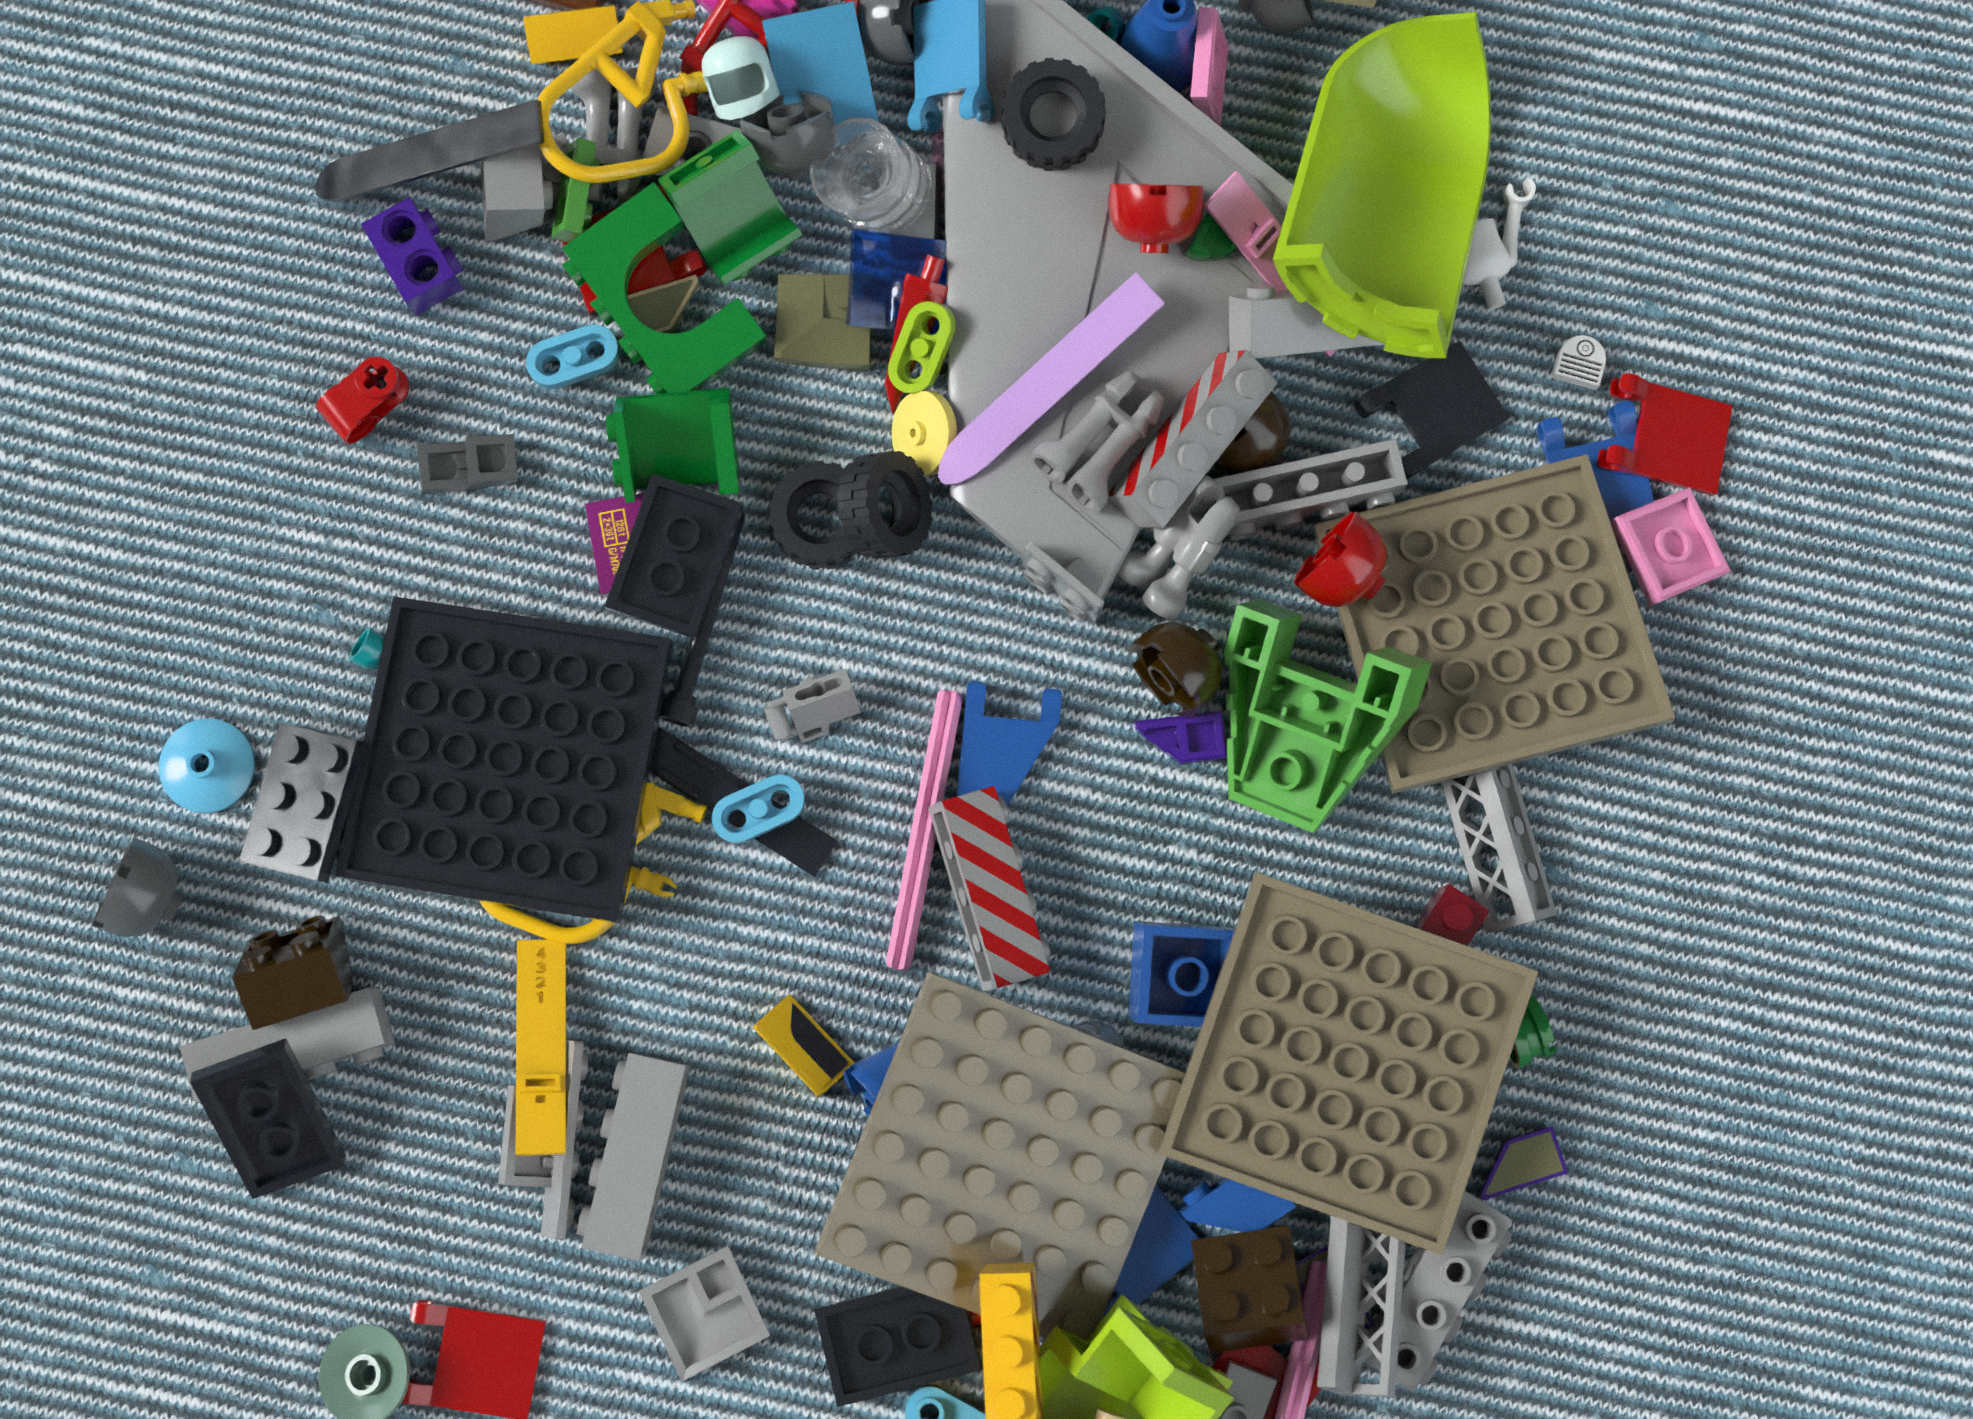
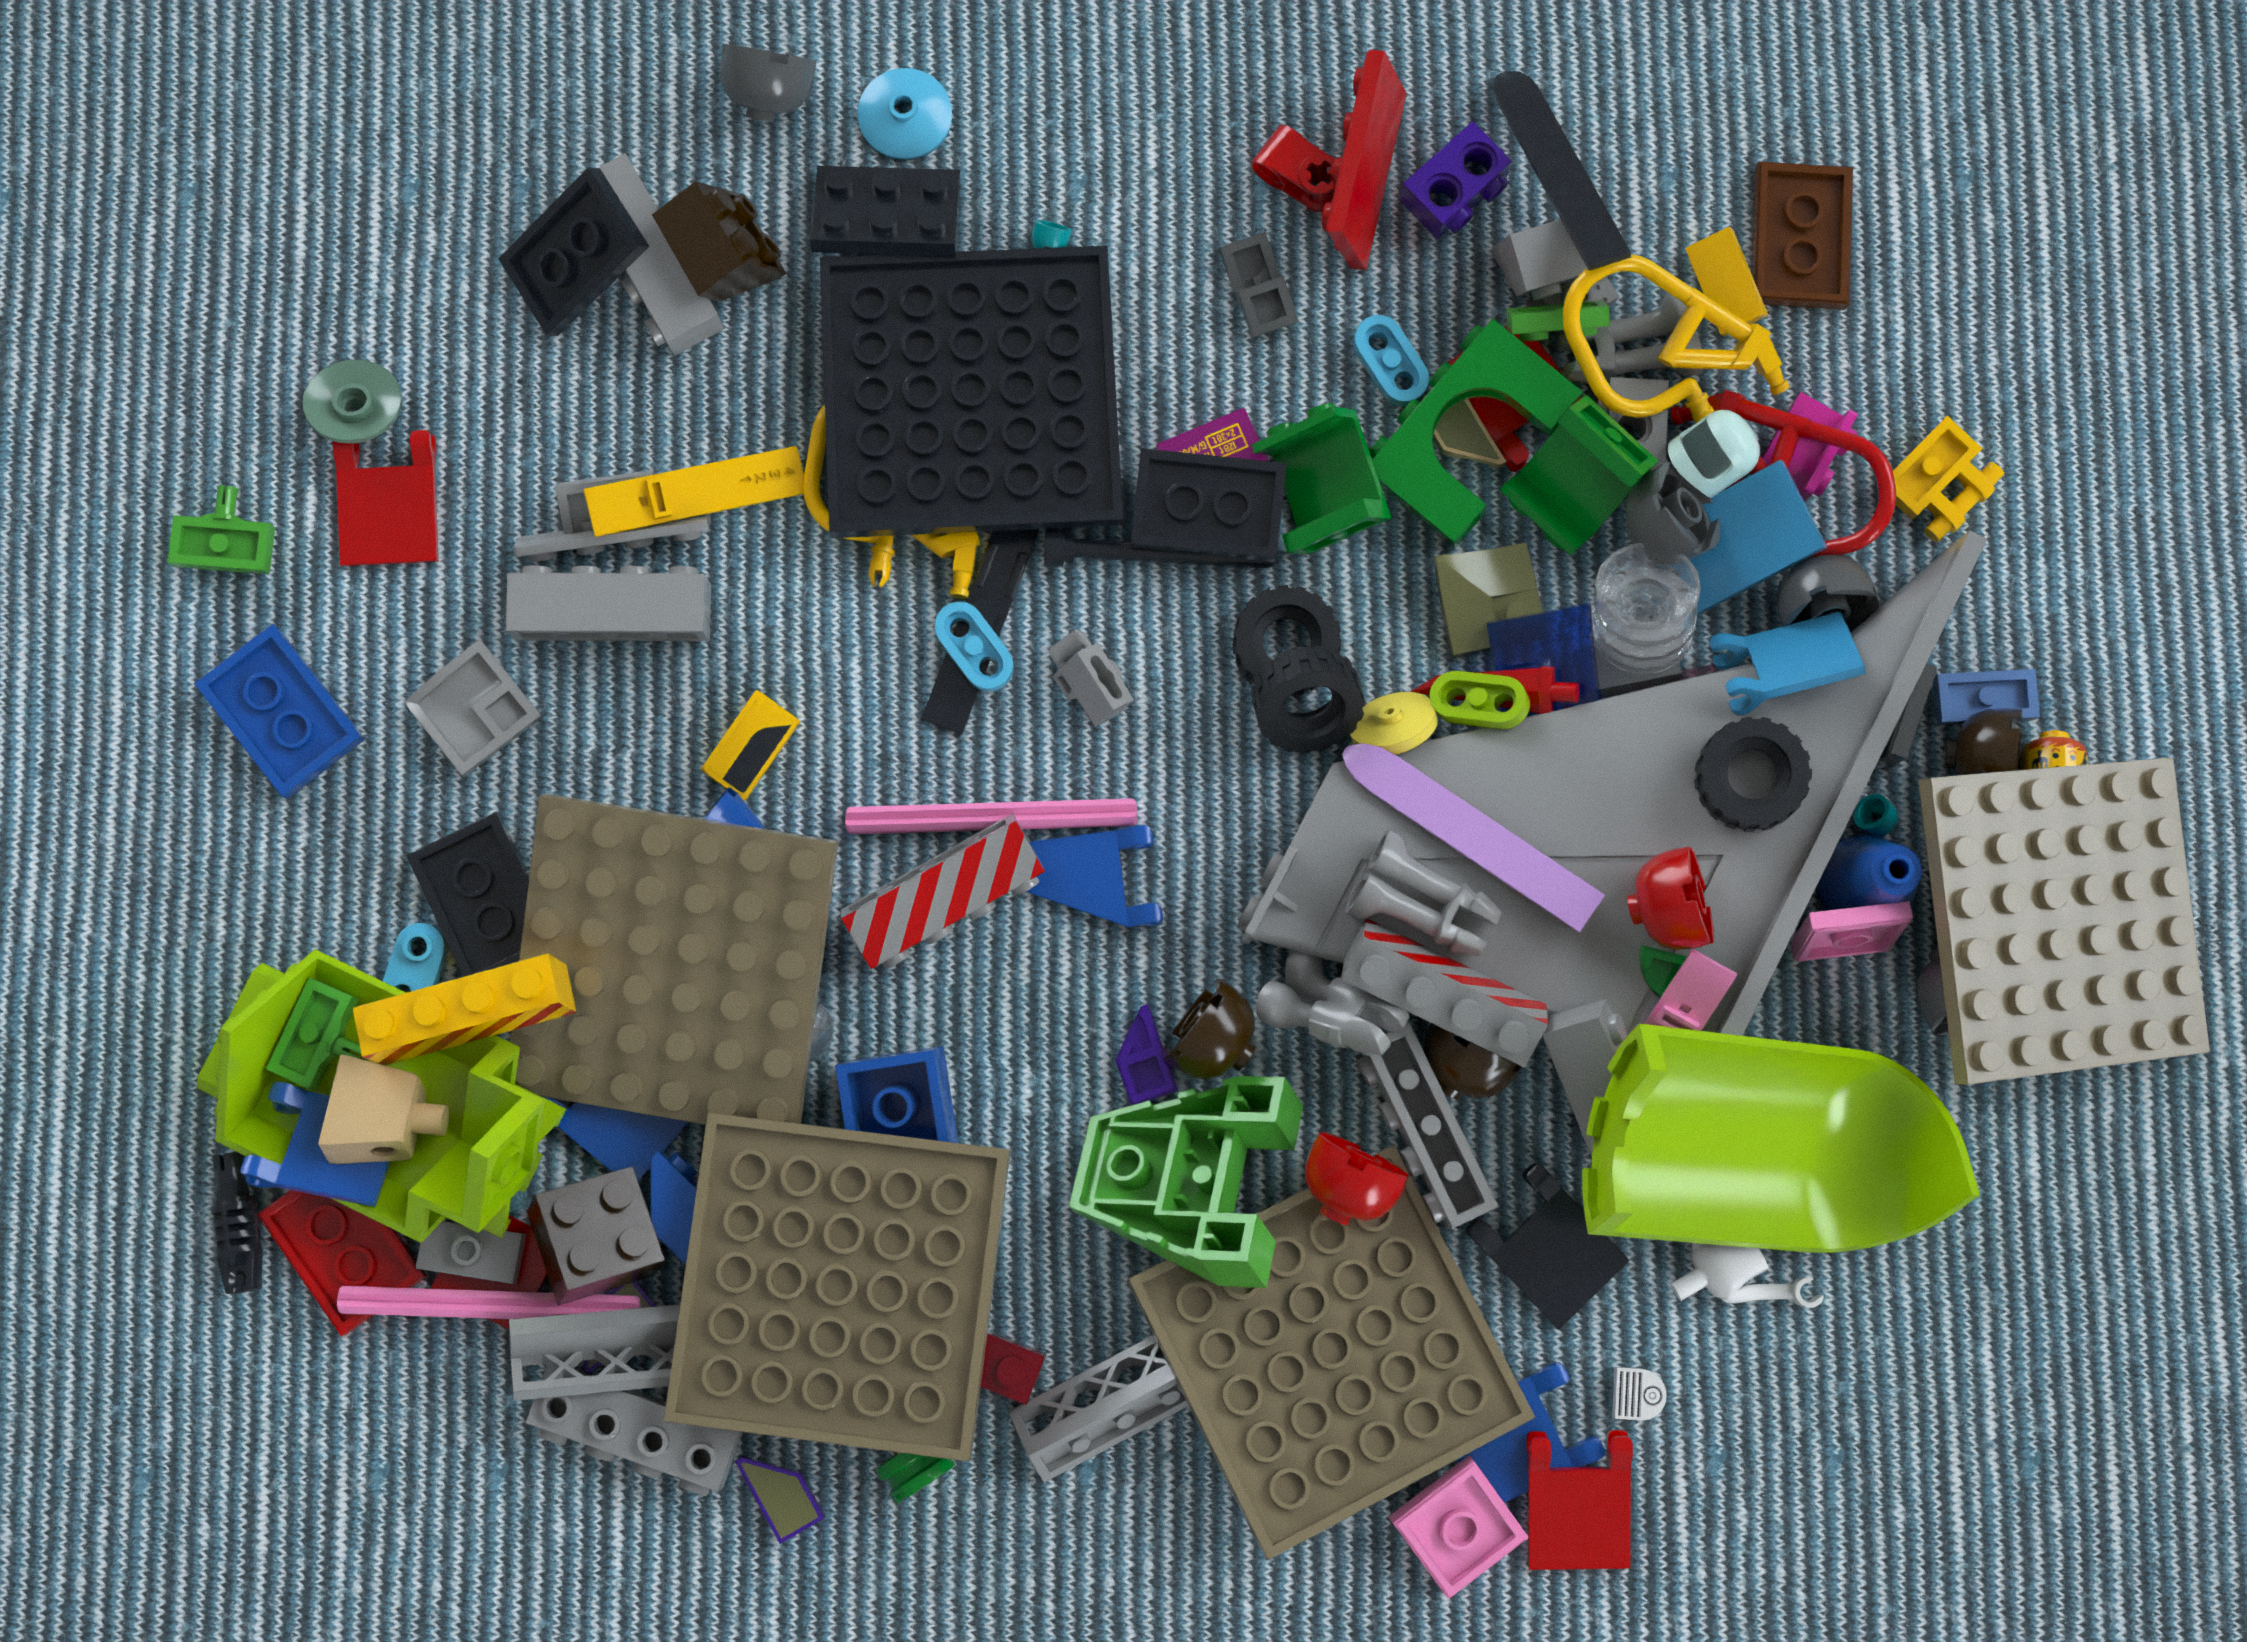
camera: 80 degrees right, 0 degrees up
(383, 338) = (1366, 159): none -> red tile

